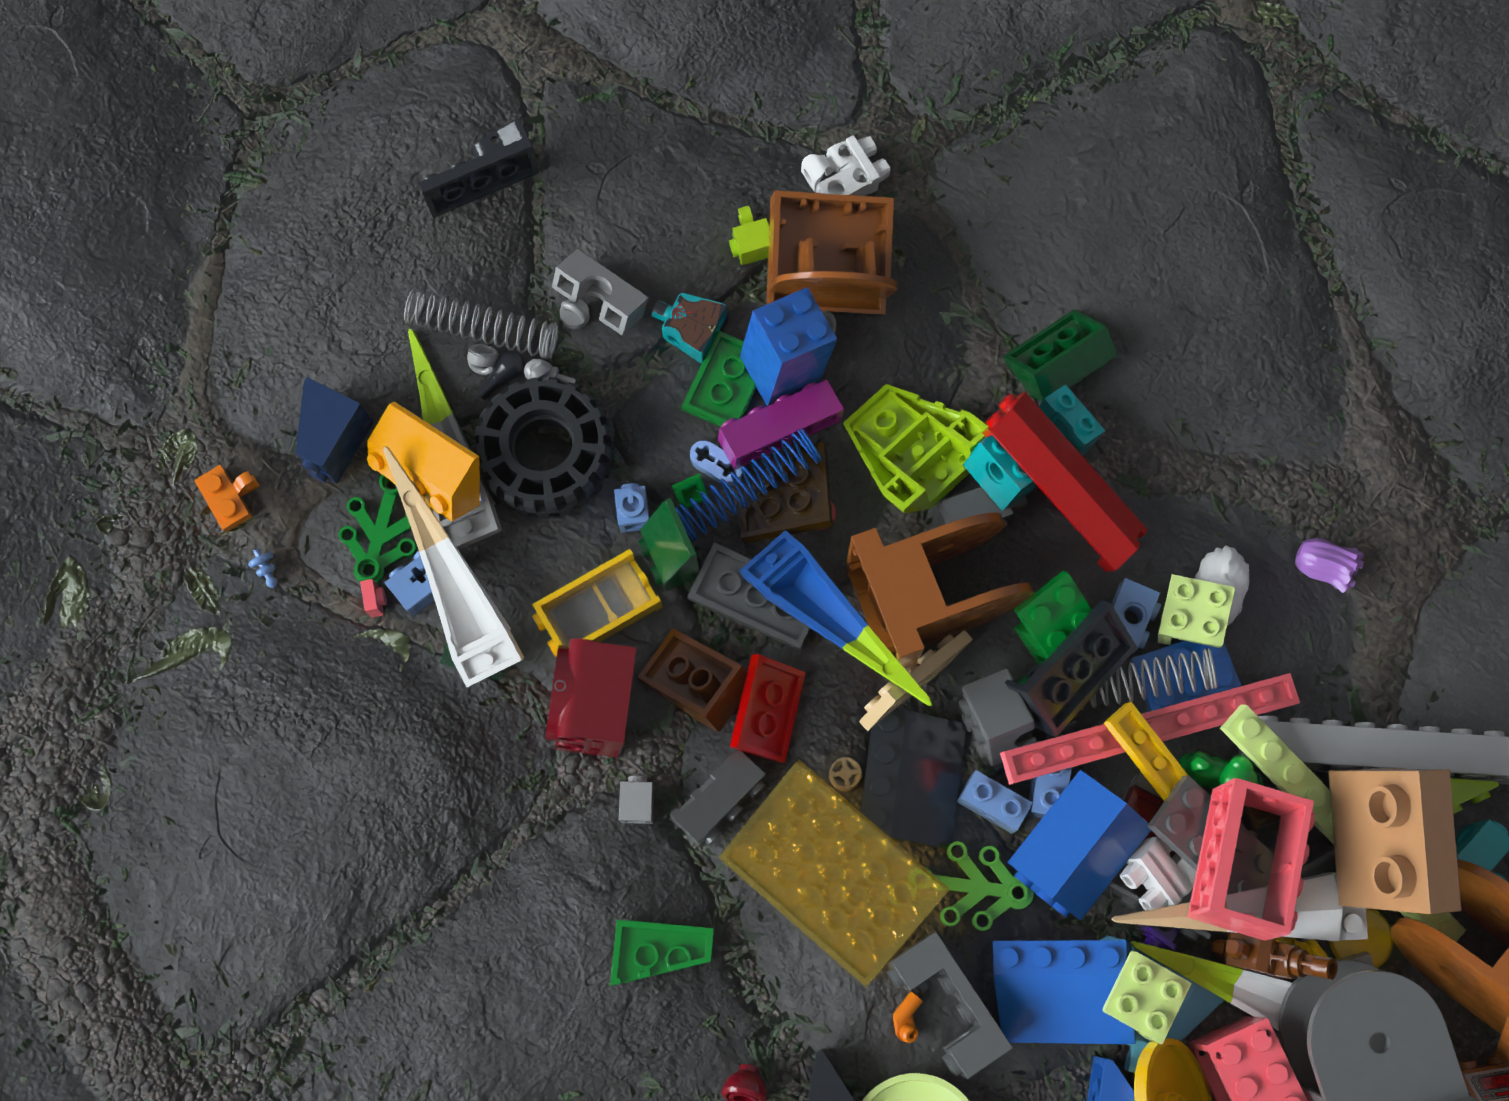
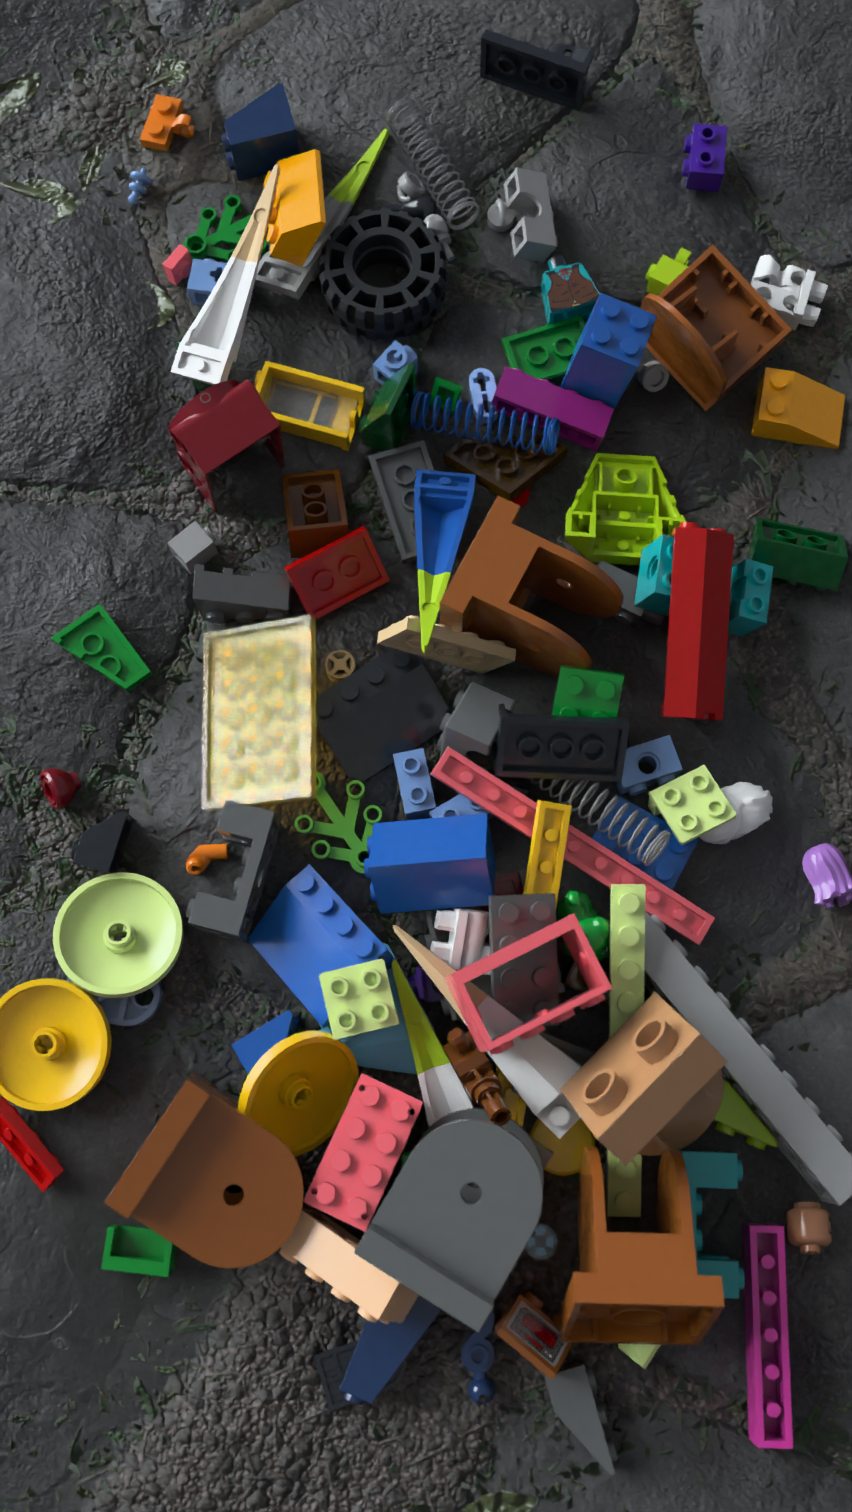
camera: 50 degrees right, 0 degrees up
(678, 122) = (705, 157): none -> dark purple brick
(946, 250) = (797, 409): none -> light orange slope

